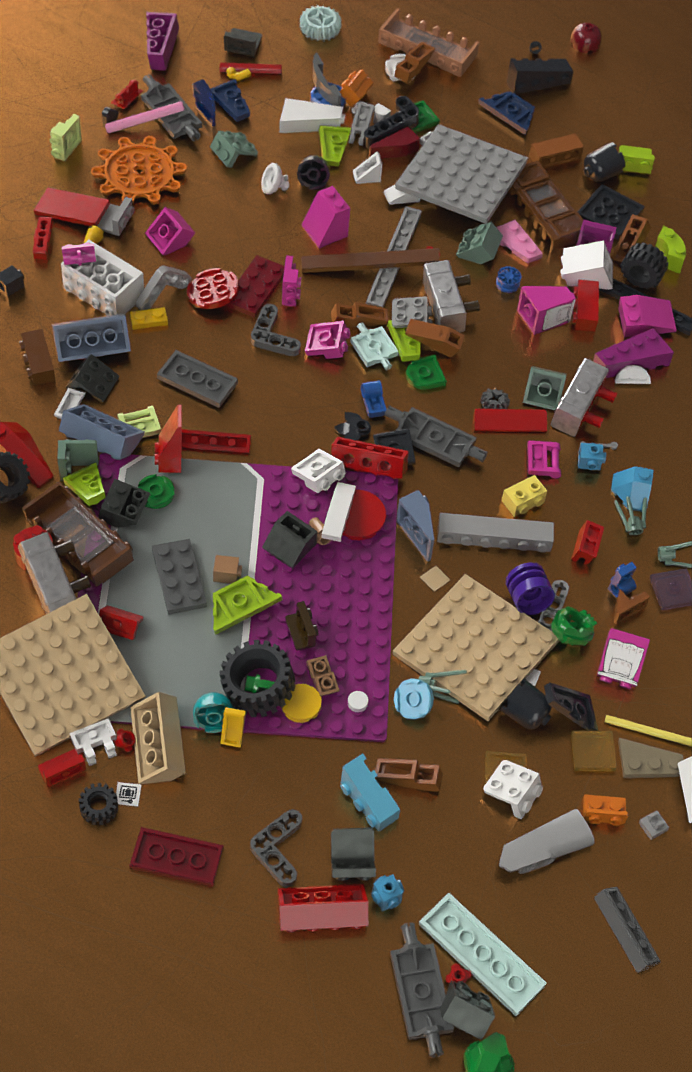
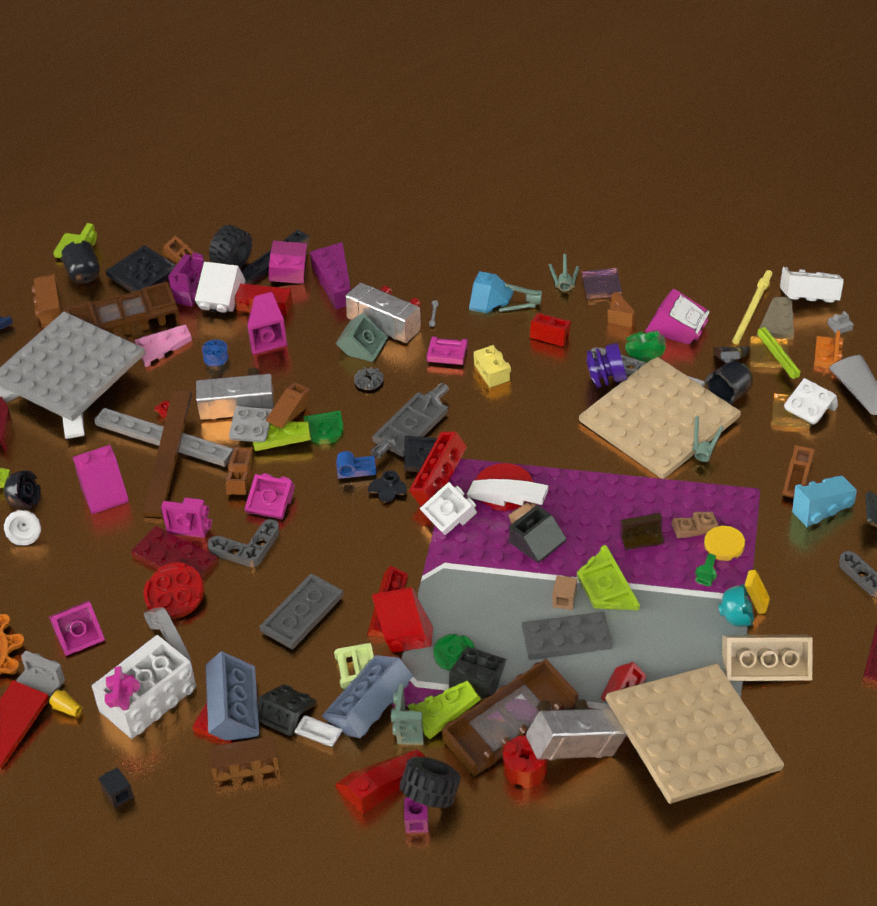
camera: 75 degrees left, 10 degrees down
(42, 238) = (50, 754): red piece -> none
(62, 767) = (797, 741): red panel -> none
(93, 736) = (761, 710): white plate -> none
(98, 815) = (842, 700): black tyre -> none
(128, 794) = (823, 690): white sticker -> none
(129, 739) = (765, 686): red plate -> none
(148, 318) = (200, 653): yellow plate -> none
(252, 658) = (699, 546): black tyre -> none
(357, 701) = (723, 501): white tile -> none
(369, 170) = (30, 444): white slope -> none
(374, 346) = (284, 460): light aqua plate -> none
(413, 698) = (721, 459): medium azure tile -> none
(416, 522) = (525, 437): sand blue slope -> none
(435, 578) = (577, 442): tan sticker -> none
(480, 243) = (162, 368): sand green slope -> none
(495, 532) = (532, 391): light grey brick -> none
(510, 420) = (397, 370): red slope -> none
(585, 755) = (779, 353): none -> lime axle
(591, 456) = (452, 315): dark azure brick -> none
(623, 579) = (597, 312): blue plate -> none
(633, 375) = (356, 276): white tile -> none
(672, 247) = (200, 233): lime brick -> none

